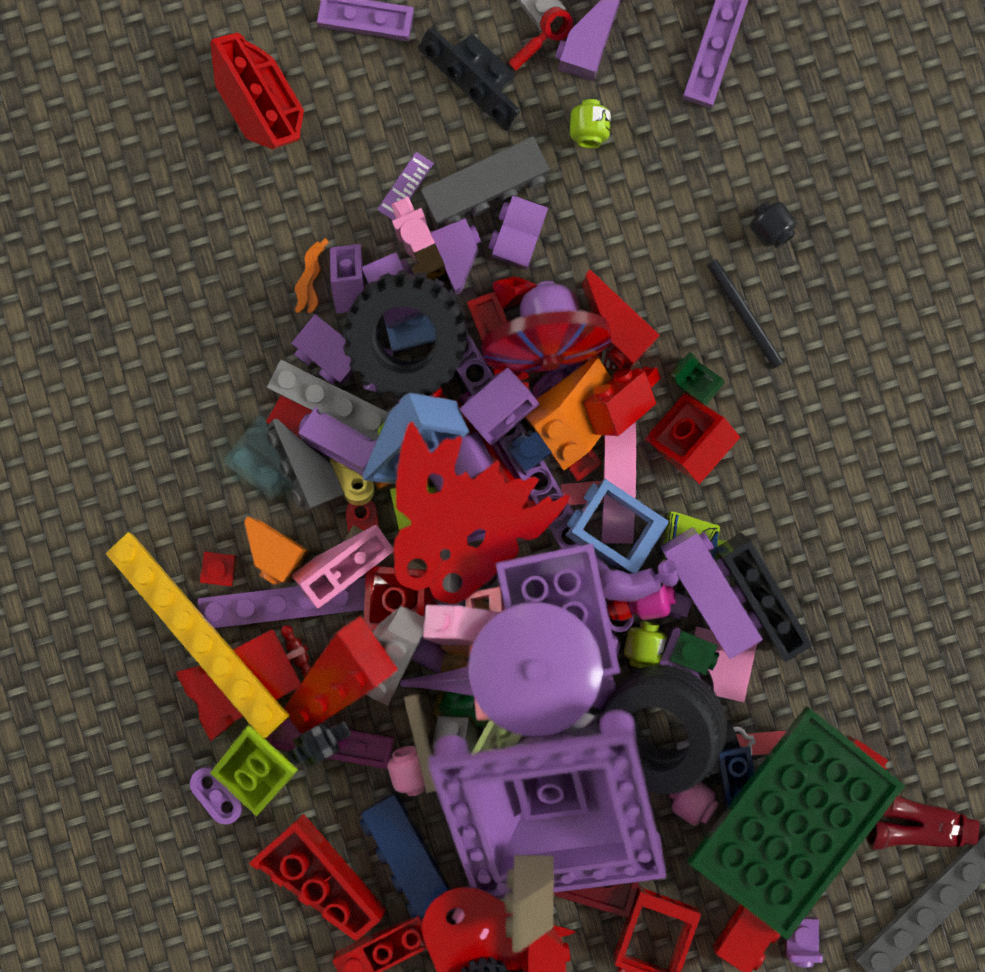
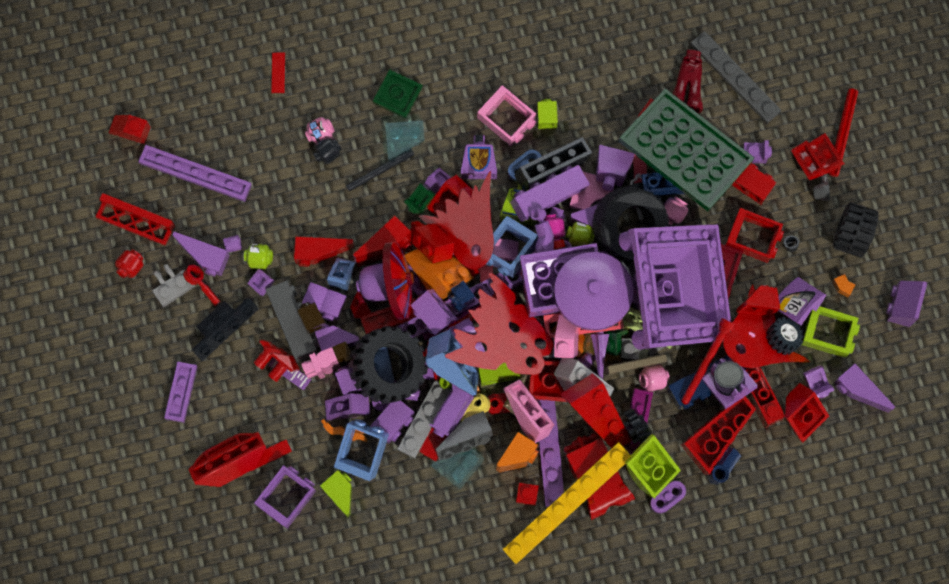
camera: 90 degrees left, 10 degrees down
(178, 169) = (291, 473): none -> medium lavender window
(212, 272) = (339, 491): none -> lime slope
(255, 281) = (354, 467): none -> medium blue window
(265, 889) = (724, 466): none -> dark blue piece
(275, 168) = (274, 452): none -> red sticker
(398, 897) = (730, 380): none -> piece
(426, 166) = (285, 360): none -> red connector
(485, 208) = (310, 317): none -> dark brown brick
(485, 890) = (725, 327): none -> red piece
(530, 900) = (729, 301): dark tan slope -> none
(548, 130) = (260, 282): none -> medium lavender plate
(567, 257) = (341, 274): none -> medium blue slope
(604, 216) = (315, 250): none -> red slope
(610, 83) = (232, 243): none -> medium lavender hose
(649, 458) = (468, 225): none -> red piece
(694, 653) = (585, 205): dark green bracket -> none
(732, 407) = (436, 180): none -> medium lavender slope
(764, 697) = (612, 166): none -> medium lavender torso
(767, 474) = (478, 160): none -> torso
(767, 547) = (522, 160): none -> medium blue plate
(803, 348) = (403, 136): none -> clear light blue wing
(808, 210) = (319, 129): none -> bright pink head
(853, 585) = (547, 114): none -> lime brick
(865, 493) = (501, 95): none -> bright pink window
(876, 336) = (397, 94): none -> dark green plate
(906, 141) = (278, 72): none -> red sticker

